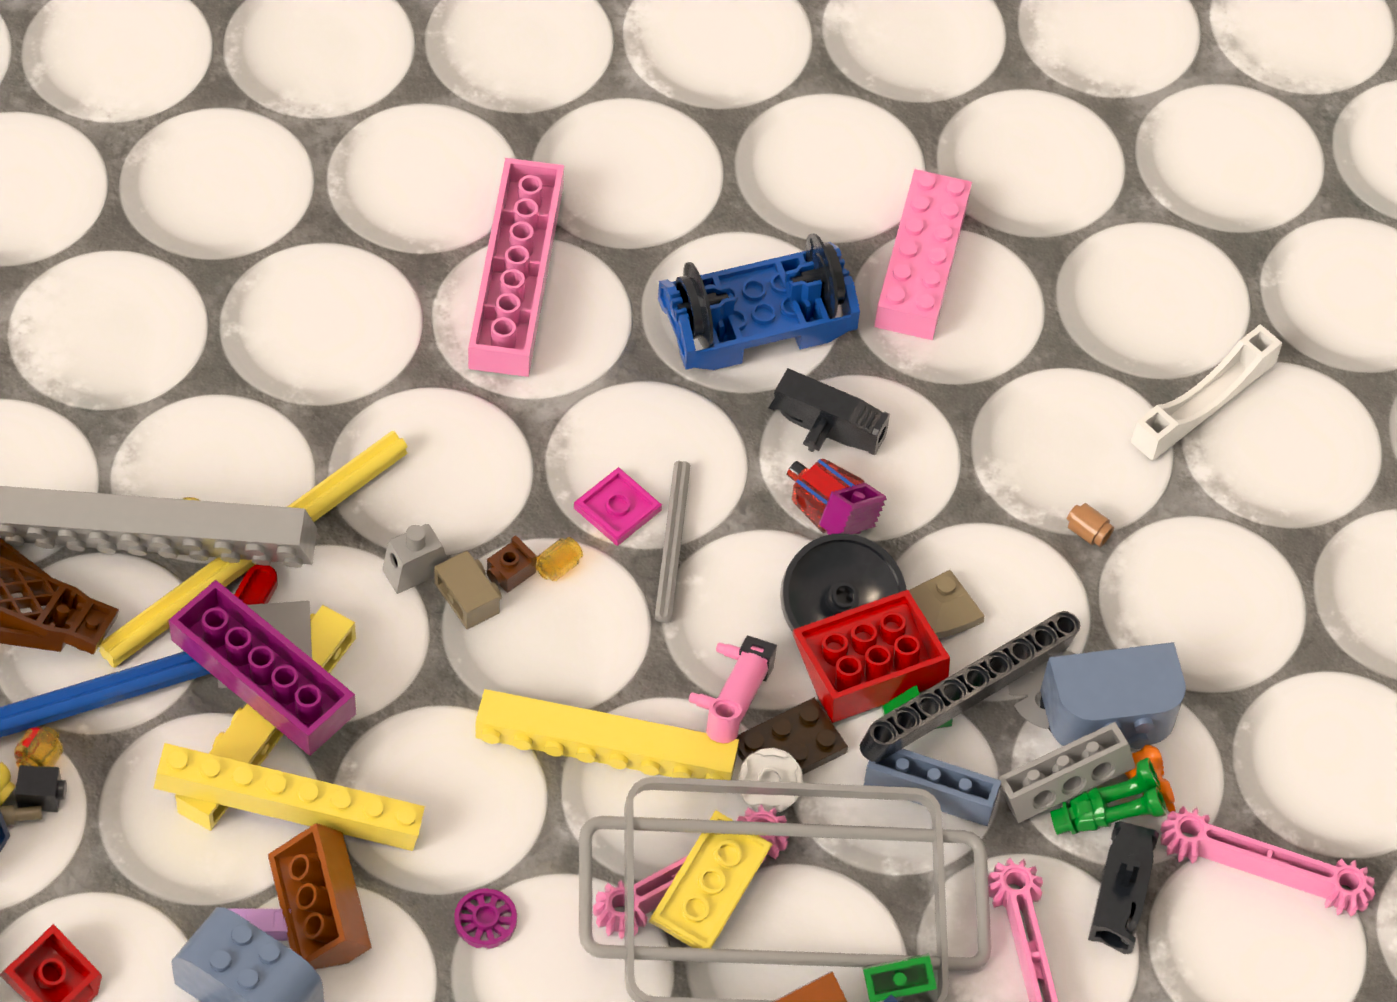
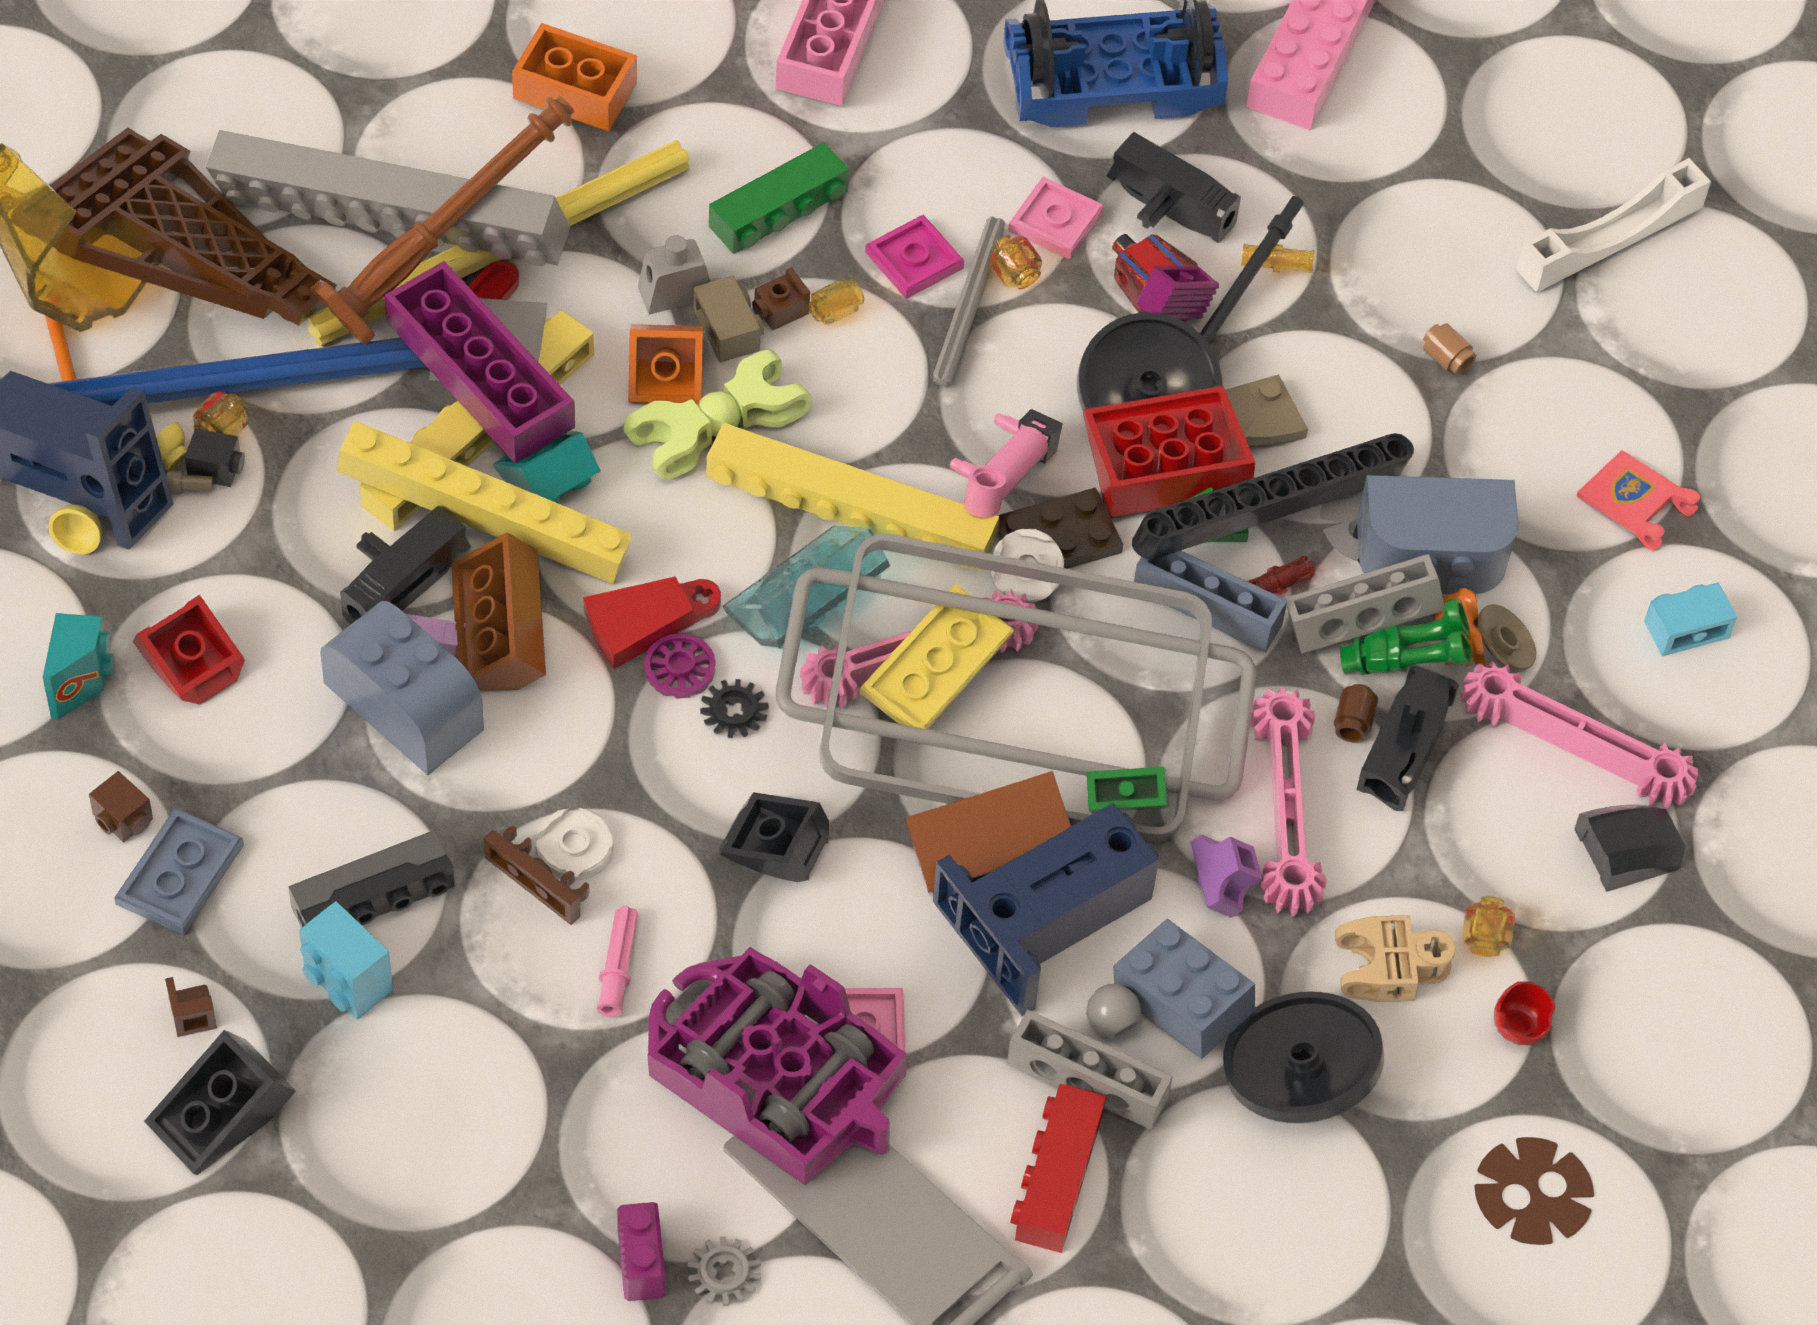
camera: 10 degrees right, 0 degrees up
(185, 572) = (412, 247): none -> dark orange piece
(228, 868) = (407, 566): none -> black piece
(293, 385) = (580, 70): none -> orange brick
(342, 755) = (553, 468): none -> teal slope
(421, 639) = (665, 363): none -> orange slope
(441, 879) = (637, 616): none -> red piece
(454, 694) = (689, 426): none -> yellowish green piece
(491, 471) = (778, 198): none -> green brick
(535, 939) = (732, 695): none -> black gear
(554, 846) = (767, 603): none -> clear light blue slope
(707, 500) = (1016, 262): none -> clear yellow head
(732, 452) = (1056, 217): none -> bright pink tile
(926, 438) = (1277, 229): none -> black bar
(929, 463) = (1283, 258): none -> clear yellow pin
(987, 757) = (1280, 578): none -> clear red pin
(1075, 871) = (1355, 713): none -> reddish brown brick
(1189, 782) = (1506, 637): none -> dark tan dish
(1270, 633) = (1634, 495): none -> coral flag
(1328, 952) = (1630, 843): none -> black slope
(1339, 740) = (1690, 618): none -> medium azure brick

